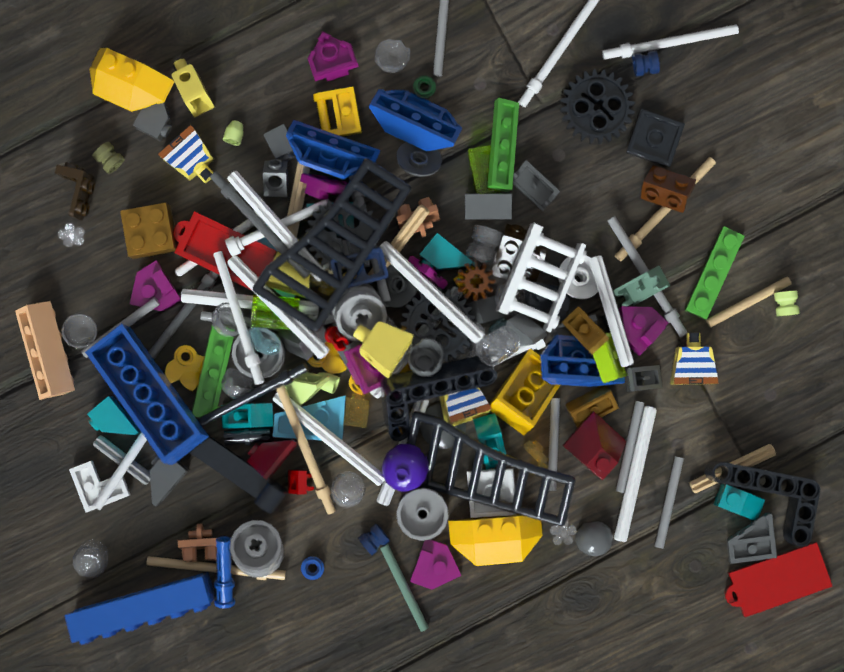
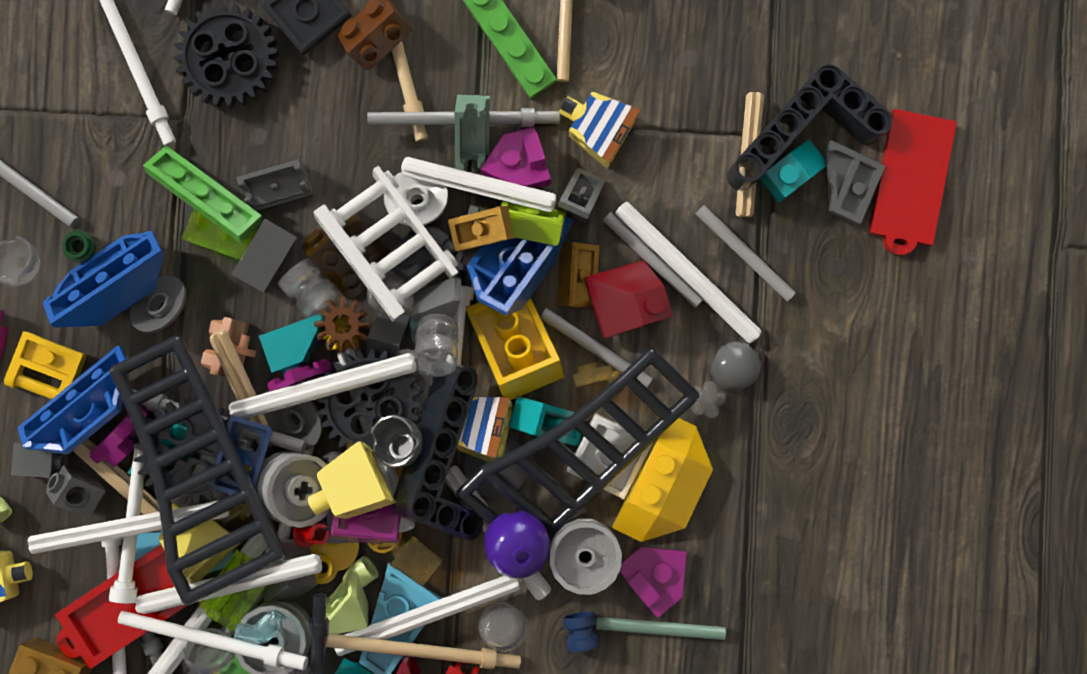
camera: 65 degrees left, 0 degrees up
(230, 192) = (54, 559): dark grey bar -> none

